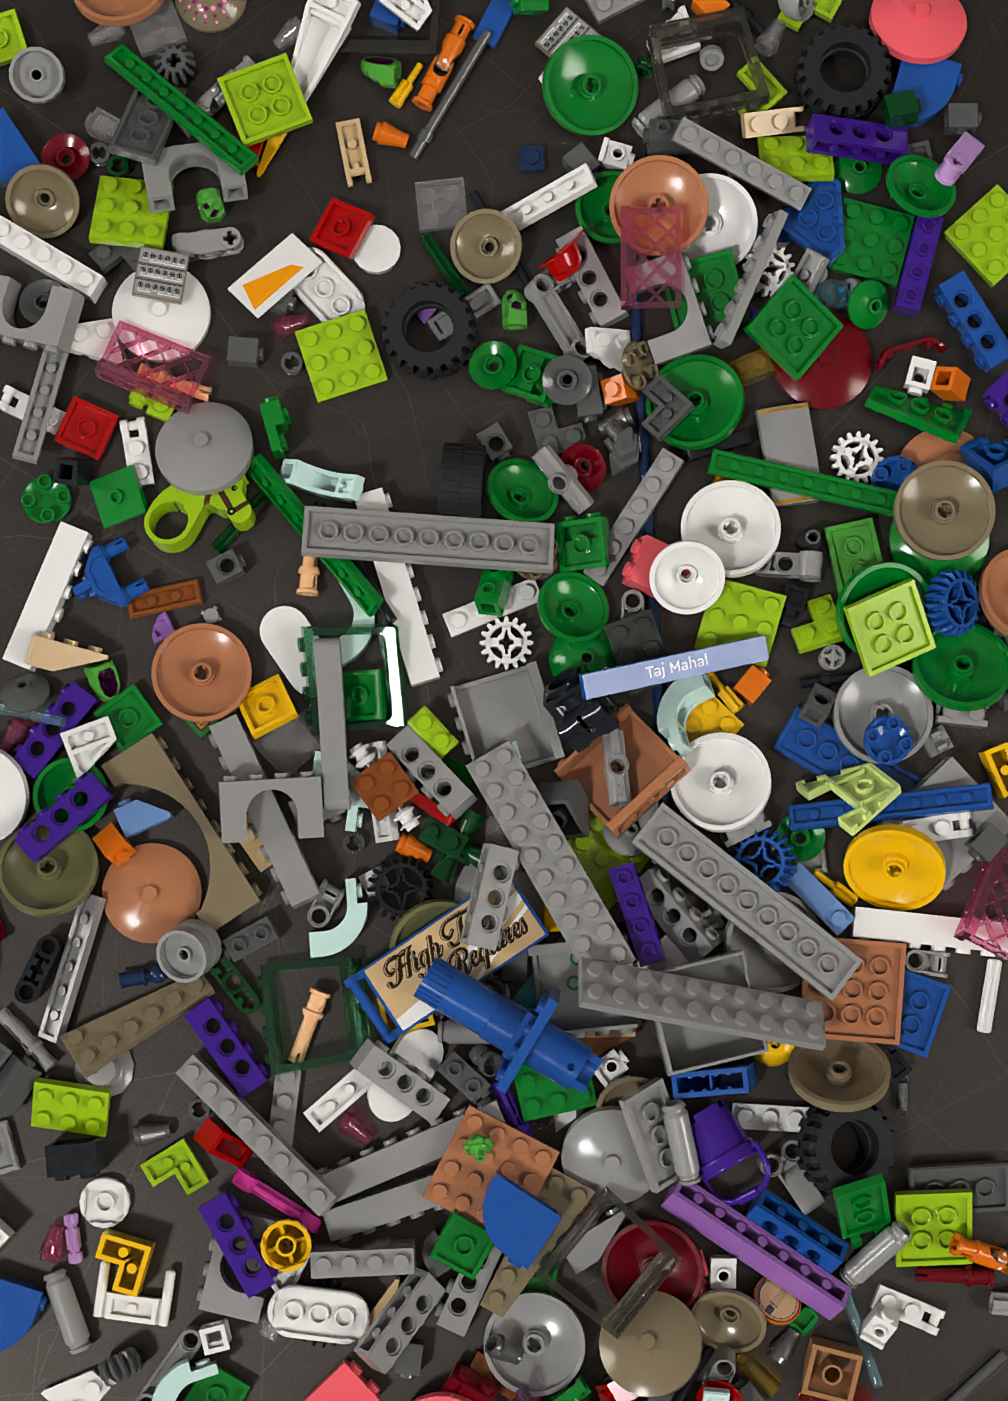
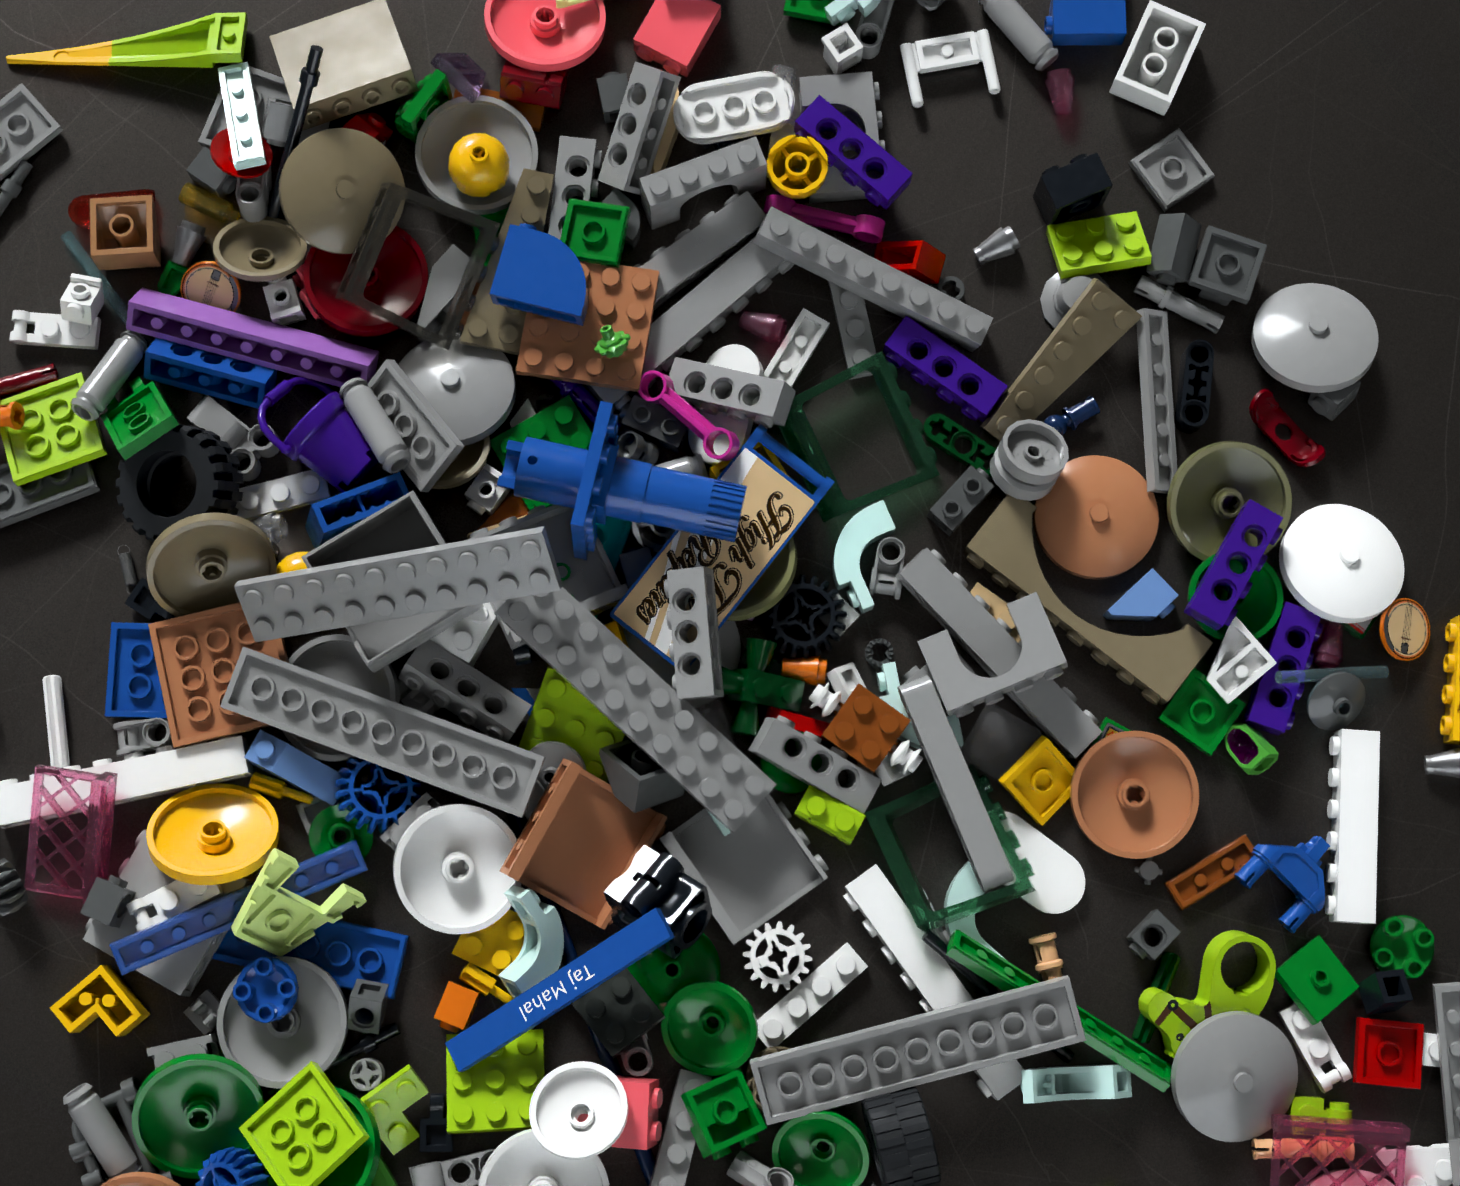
camera: 160 degrees right, 5 degrees down
(55, 655) = (1316, 756): tan slope -> none
(73, 1238) = (1041, 105): lavender axle -> none
(105, 1202) = (1019, 156): white tile -> none
(114, 845) = (1162, 555): orange brick -> none
(131, 1255) = (970, 106): yellow brick -> none
(162, 628) = (1201, 835): medium lavender tile -> none
(176, 1160) = (954, 226): lime plate -> none
(276, 422) = (1159, 1139): green plate -> none
(312, 1013) = (858, 438): light nougat pin -> none
(364, 695) = (928, 833): green plate -> none
(437, 1070) = (688, 415): none -> dark pink piece
(493, 591) = (814, 1013): green brick -> none
(501, 1349) = (512, 134): flat silver cone -> none
(536, 1320) = (478, 164): none -> yellow cylinder
(617, 782) = (584, 824): light grey piece -> none
(637, 914) = (510, 672): dark purple brick -> none
(785, 1094) = (273, 525): none -> clear cone

